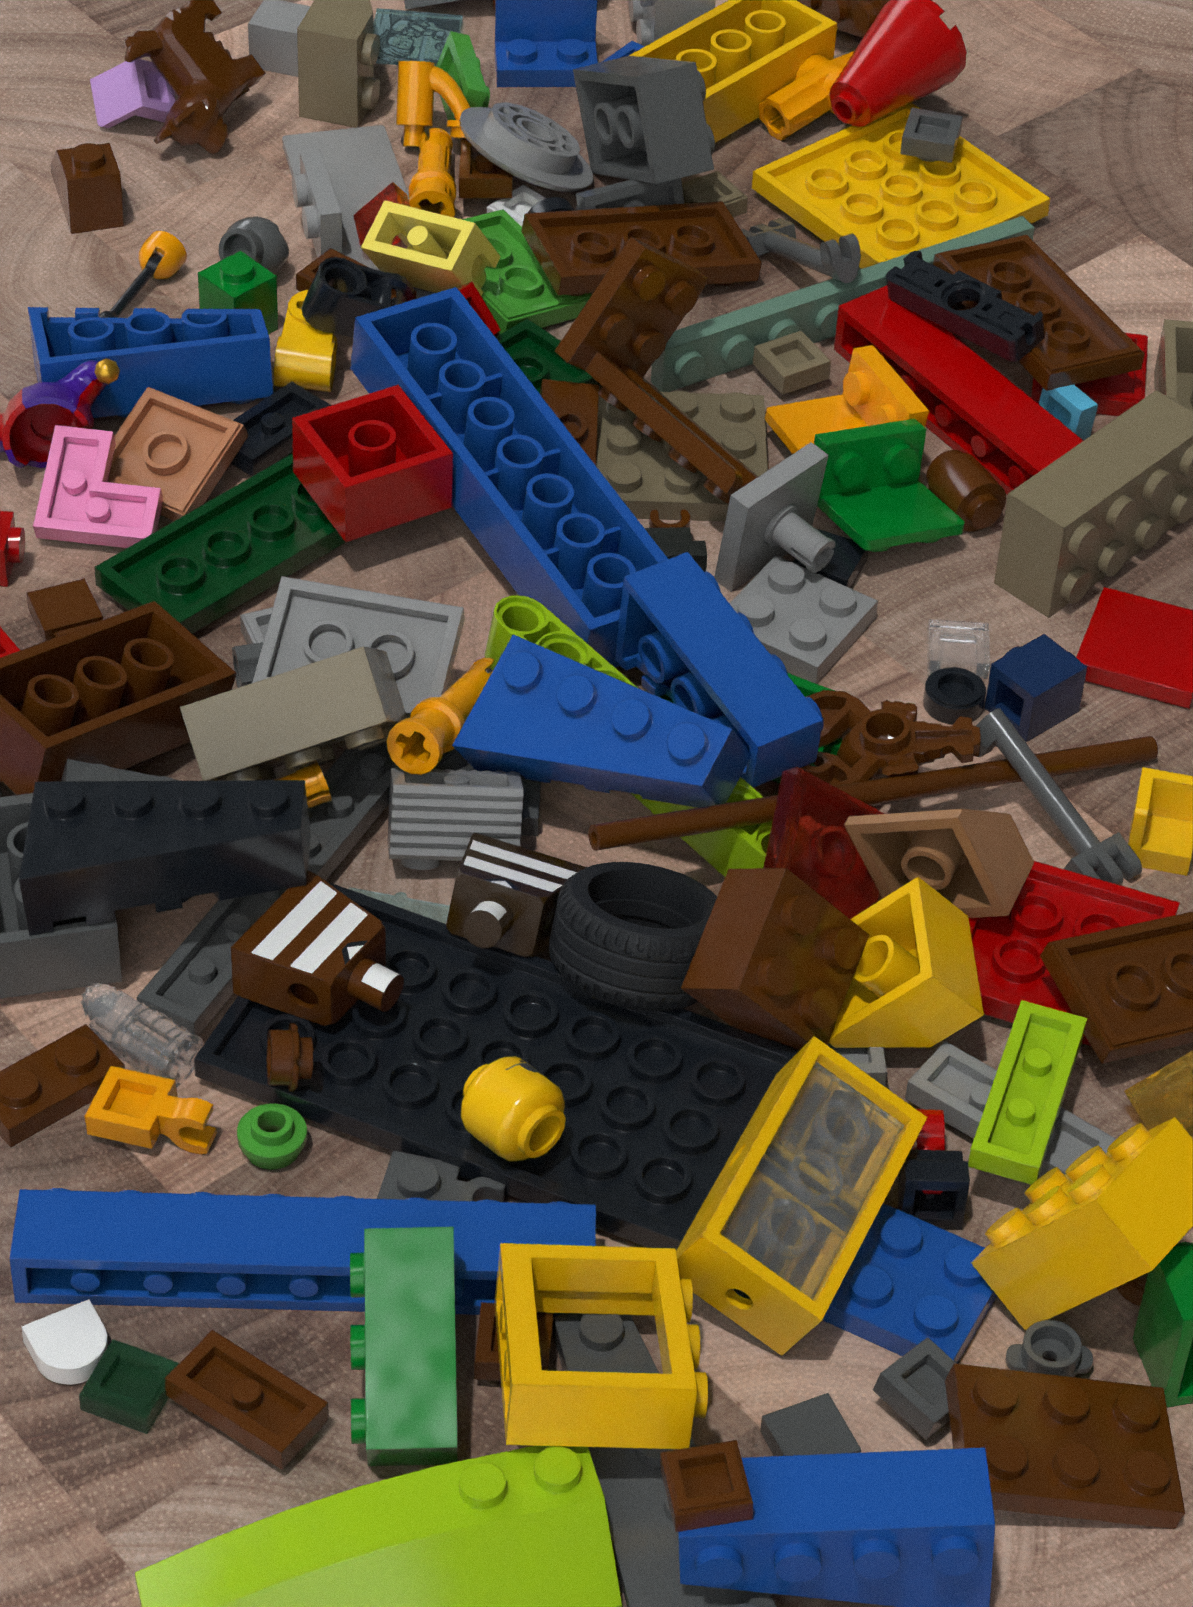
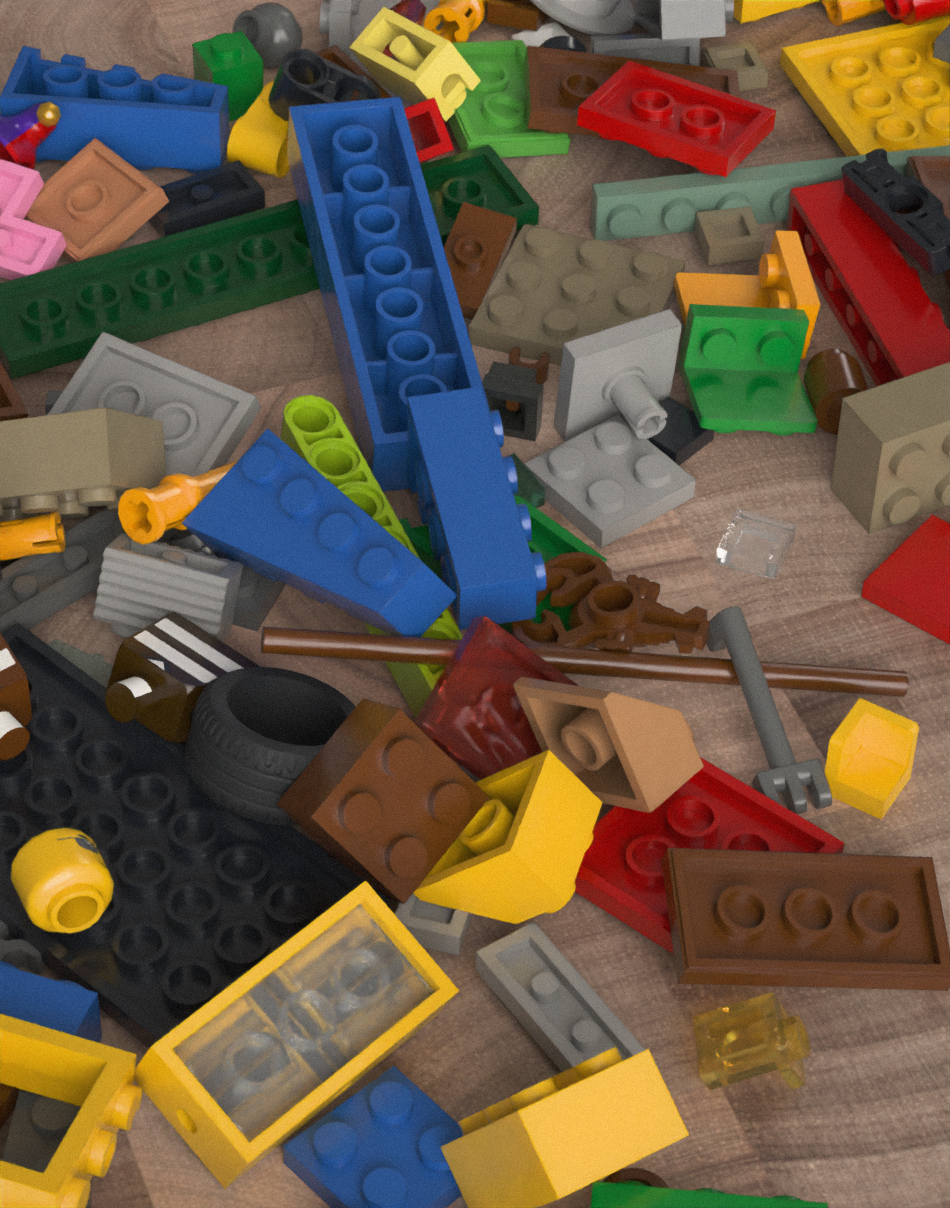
camera: 20 degrees right, 0 degrees up
(152, 265) = (180, 27): light orange hinge -> none
(372, 463) = (254, 246): red brick -> none
(623, 335) = (547, 180): reddish brown bracket -> none
(737, 259) = (676, 118): none -> red plate
(830, 259) = (791, 133): dark grey hinge -> none
(933, 1180) = (453, 1055): black piece -> none
(953, 694) = (729, 584): black tile -> none
(1027, 1093) = (578, 992): lime plate -> none
(1036, 686) = (809, 597): dark blue brick -> none

